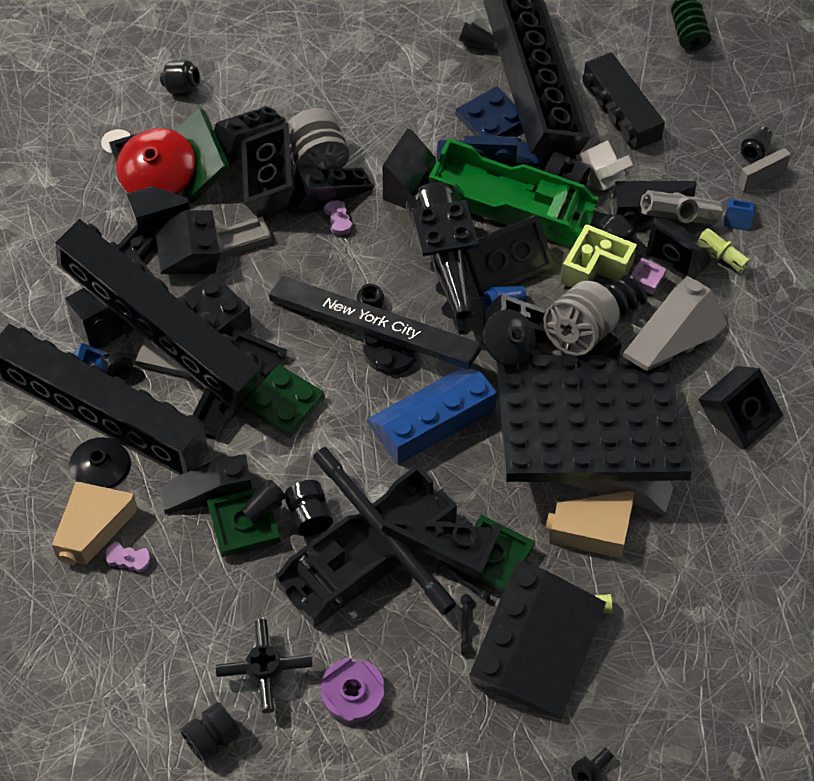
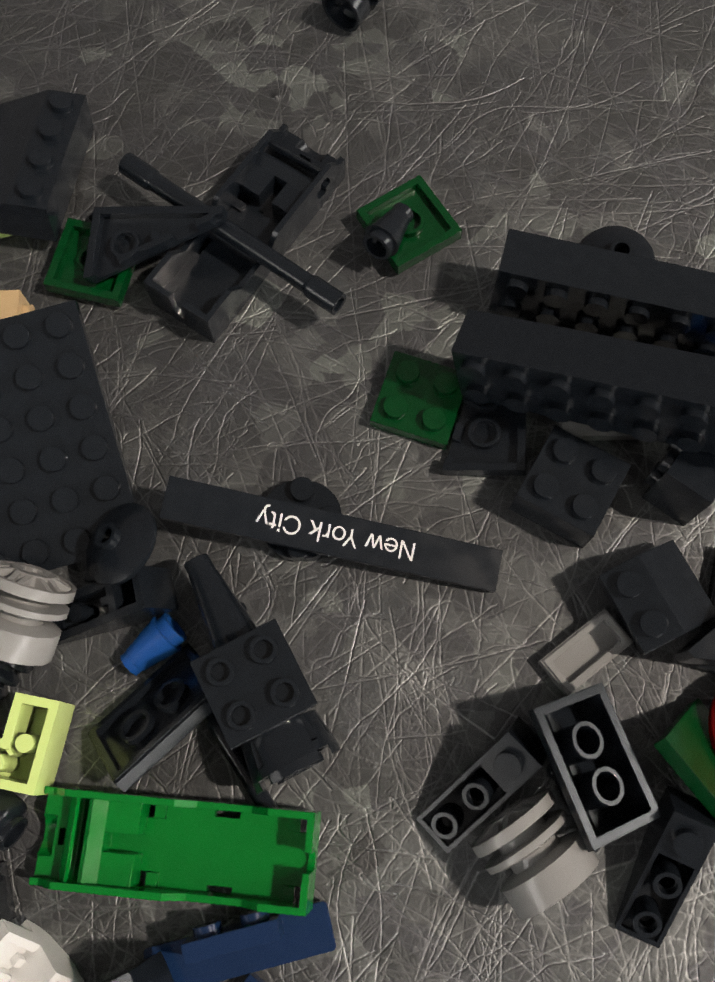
camera: 165 degrees right, 15 degrees up
(91, 521) = (591, 175): tan slope -> none
(127, 558) = (526, 156): lavender piece -> none
(206, 482) = (459, 256): black slope -> none
(262, 655) = (321, 67): black bar -> none
(308, 508) = (330, 246): black wheel -> none
(338, 218) = (458, 745): lavender piece -> none
(350, 708) = (225, 95): medium lavender plate -> none
(371, 291) = (354, 580): black plate -> none
(406, 169) = (358, 844): black slope -> none
(434, 413) = (217, 422): blue slope -> none
(465, 600) = (108, 156): black hinge -> none
(575, 171) = (107, 932): black wheel -> none

